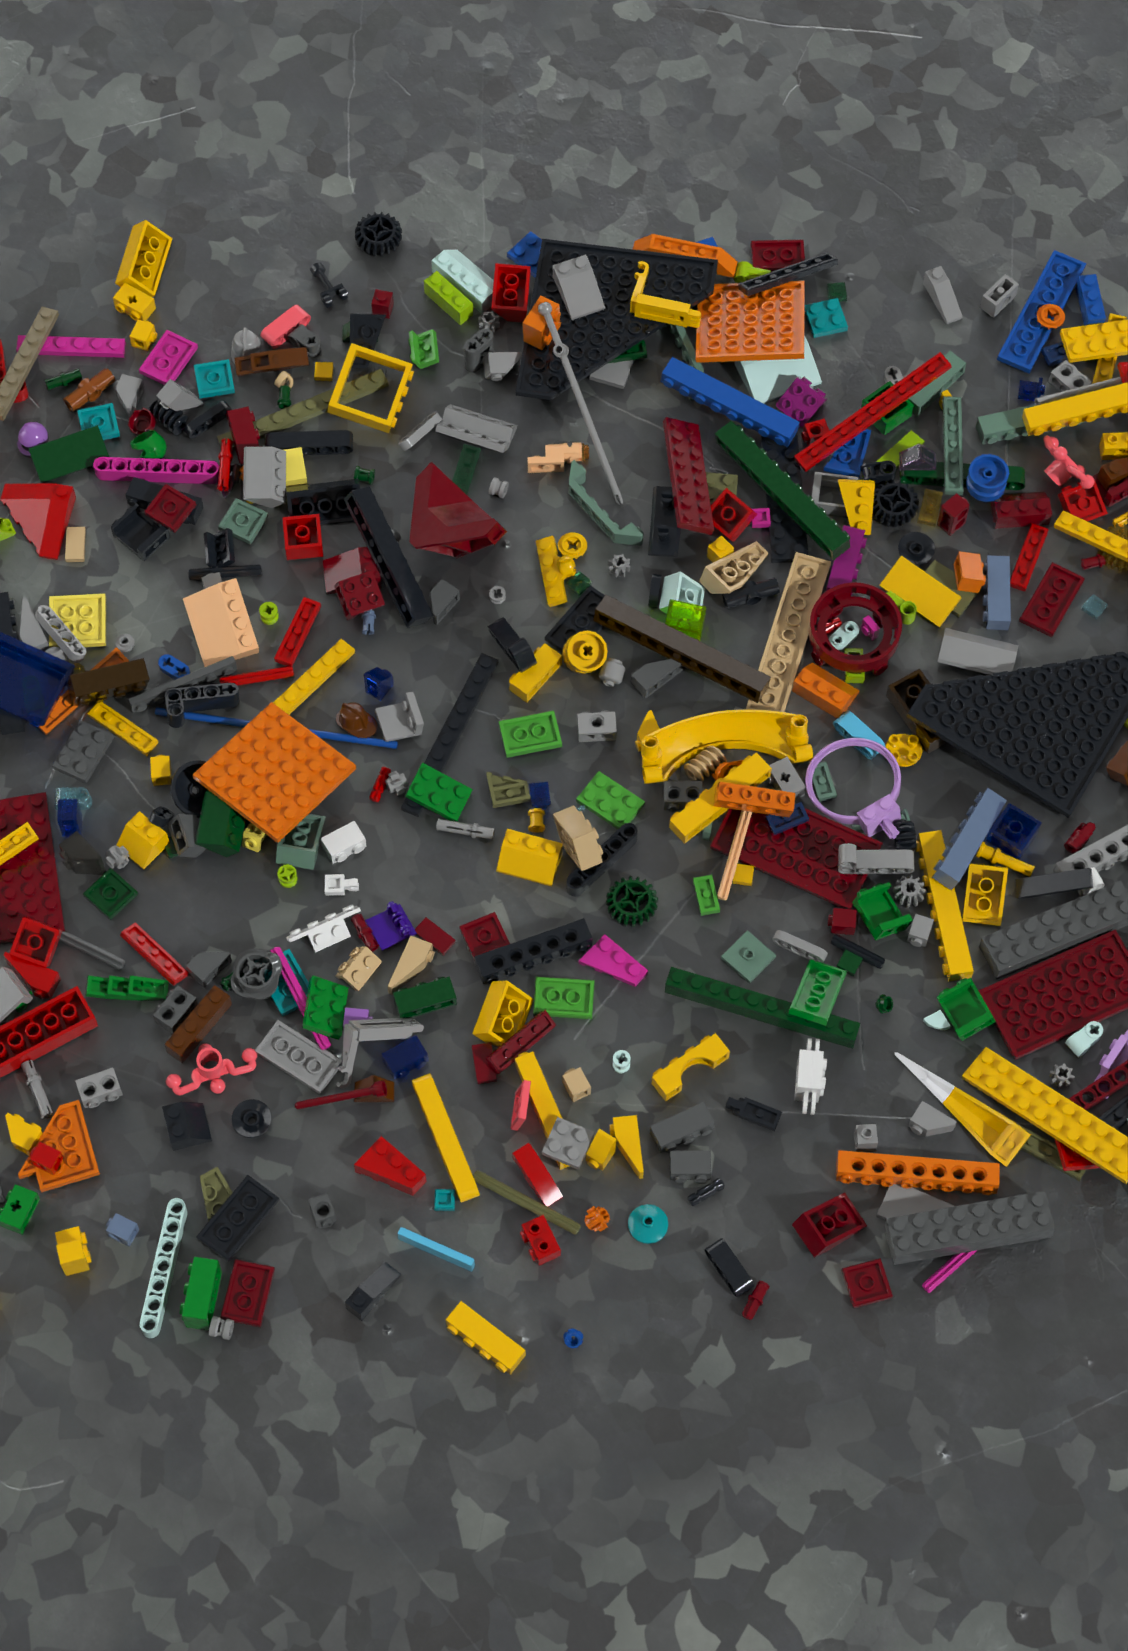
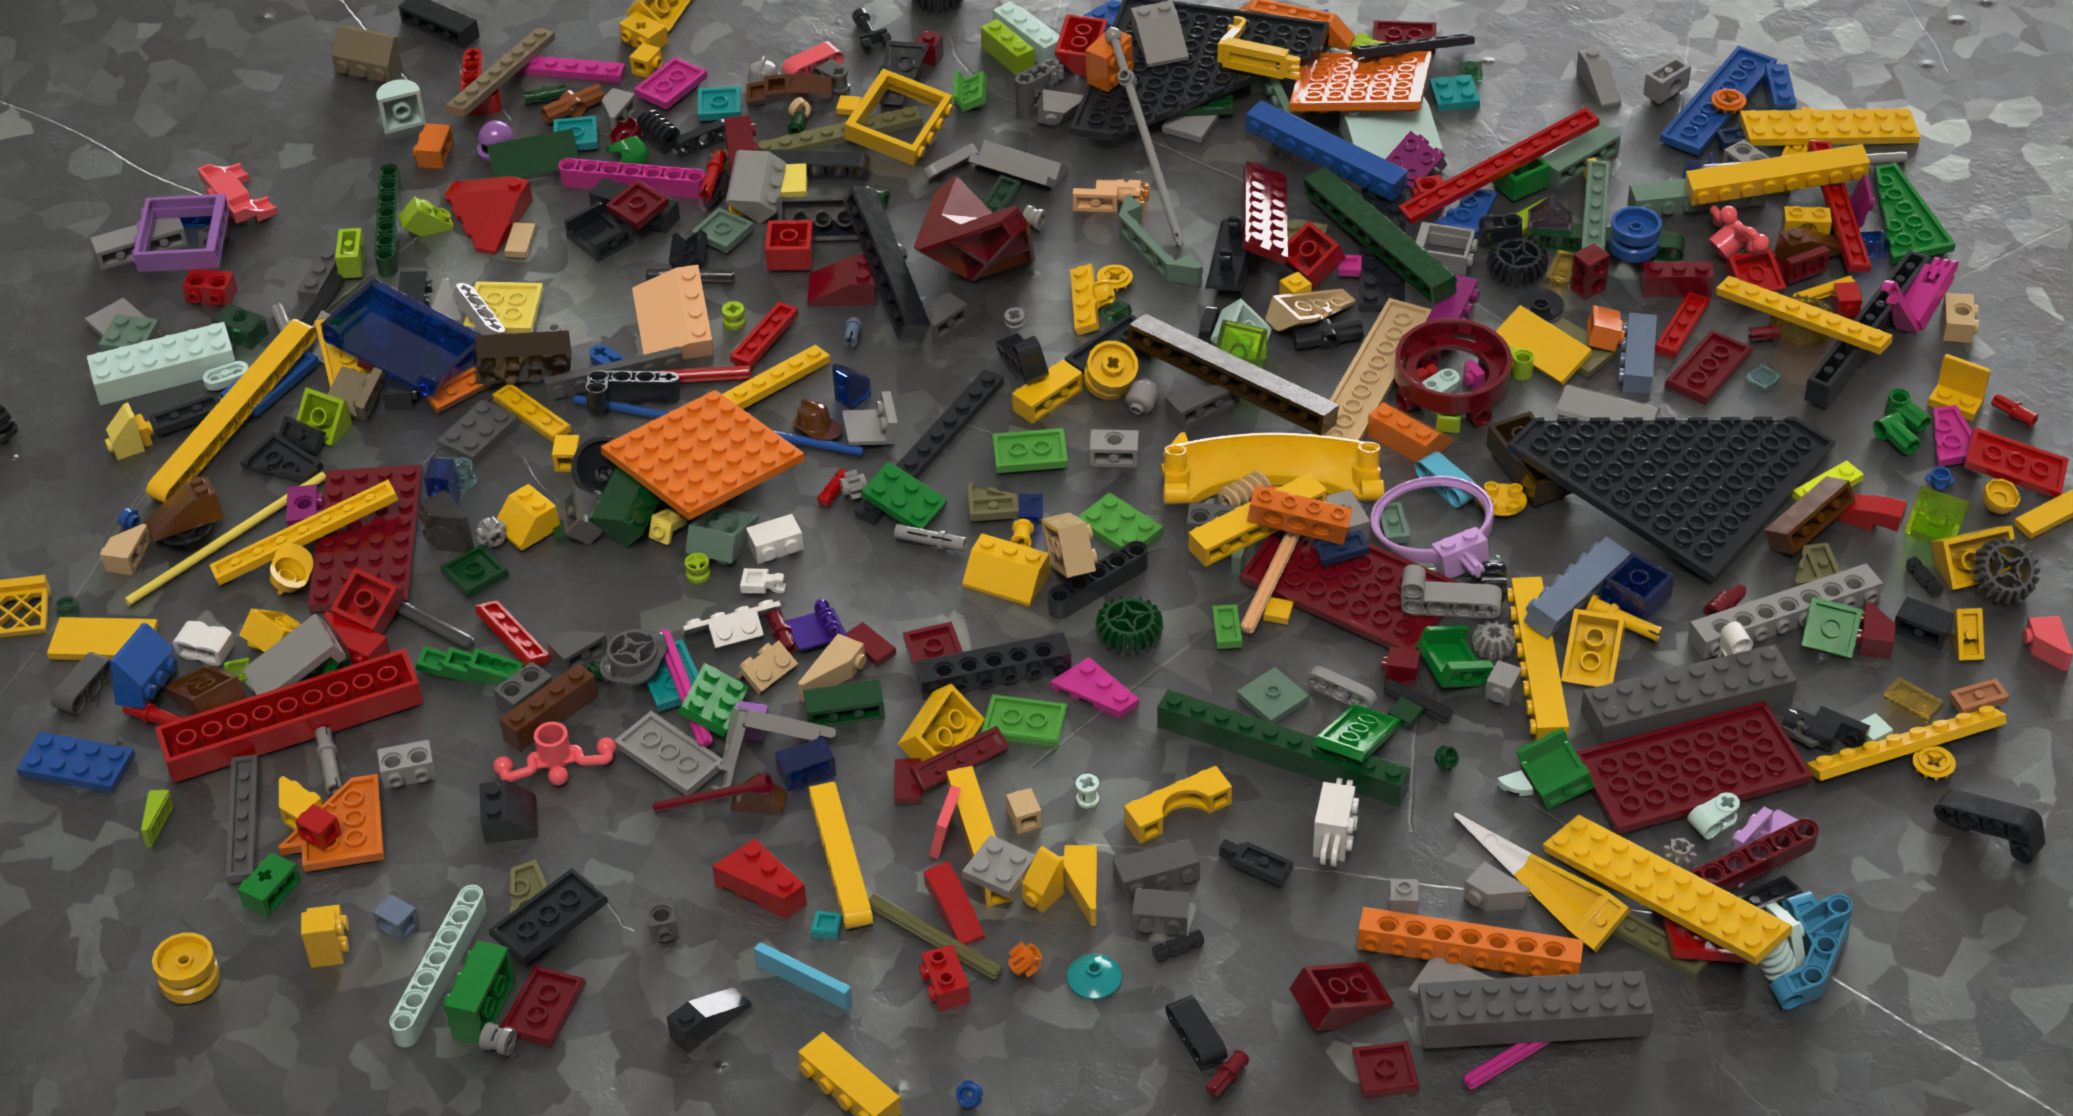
camera: 10 degrees right, 20 degrees down
(161, 816) = (551, 492): black beam -> none
(177, 397) = (670, 106): light grey slope -> none
(251, 1109) = (592, 812): black dish -> none
(359, 594) = (844, 298): dark red bracket -> none
(619, 565) = (1168, 297): light grey gear -> none
(858, 502) = (1471, 248): yellow wing -> none
(1054, 883) = (1685, 640): black tile -> none

